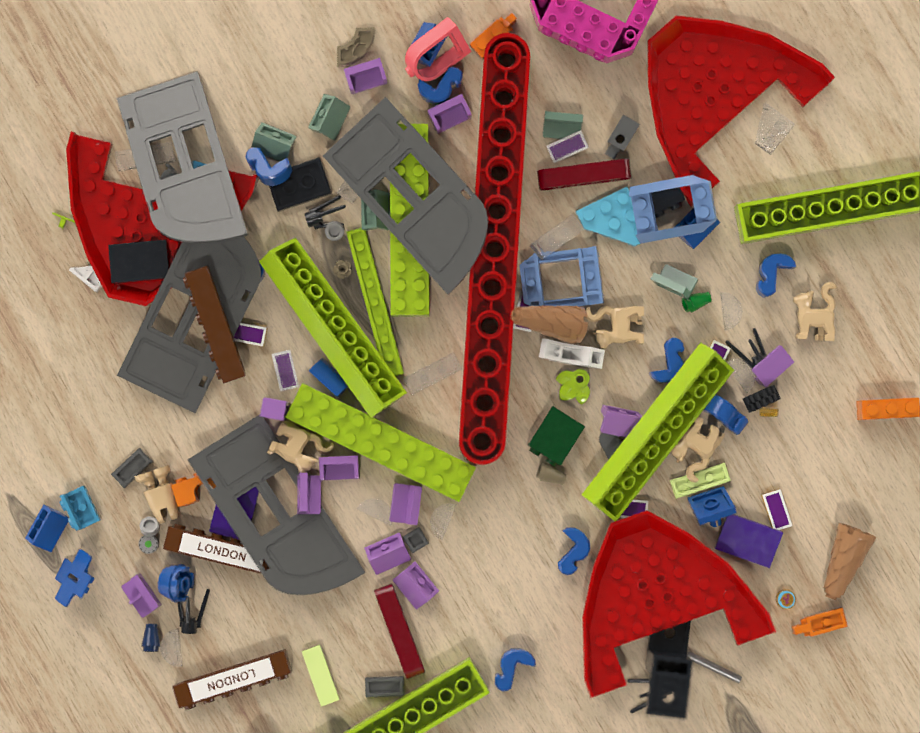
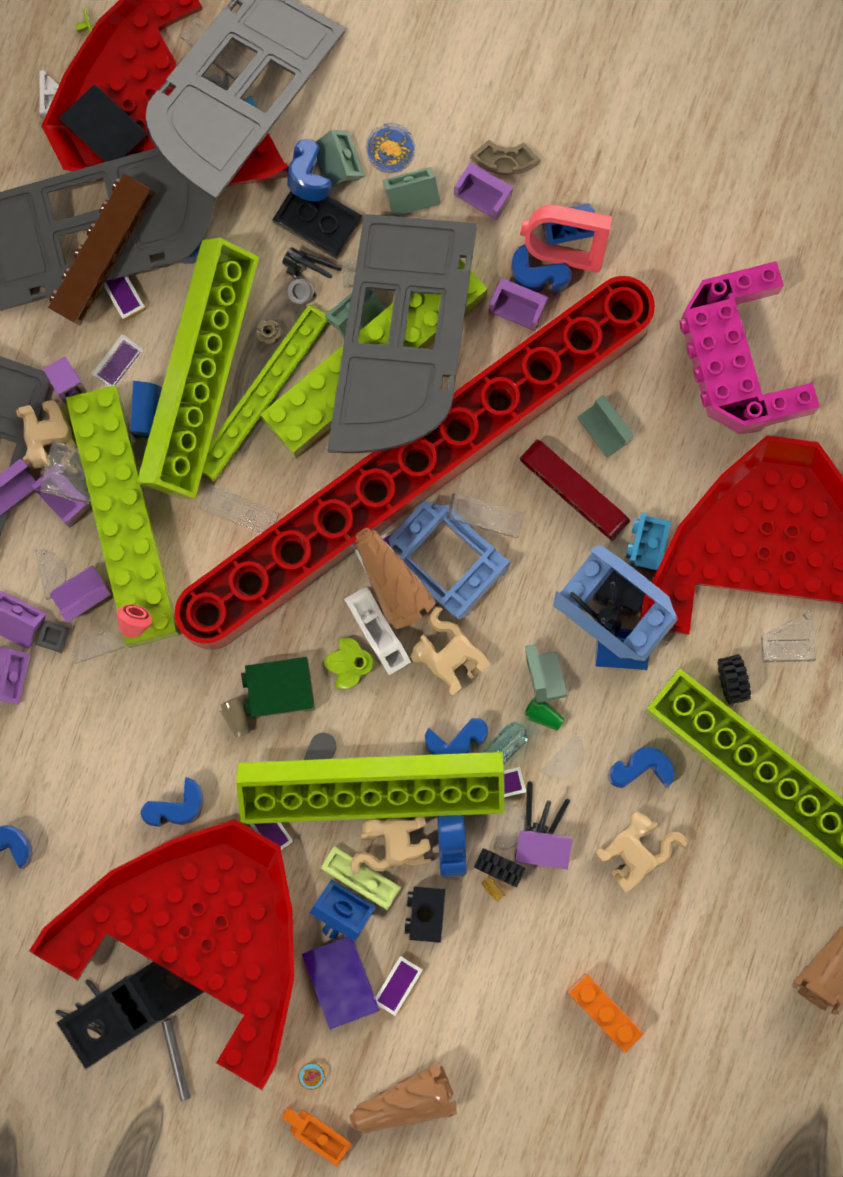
camera: 50 degrees right, 5 degrees down
(292, 107) = (390, 148): none -> clear tile
(330, 454) = (64, 474): none -> clear wing
(452, 485) = (133, 620): none -> coral cone
(498, 27) = (652, 279): orange hinge -> none
(567, 146) = (588, 449): clear tile -> none
(611, 217) = (554, 554): medium azure plate -> none
(618, 420) = (349, 737): medium lavender panel -> none
(625, 128) = (658, 493): dark grey torso -> none
(650, 159) = (649, 542): none -> dark azure bracket
(674, 219) = (607, 617): none -> black plant
(692, 336) = (508, 741): none -> clear light blue plate
(762, 466) = (431, 930): none -> black brick
(767, 179) = (734, 679): none -> black tyre

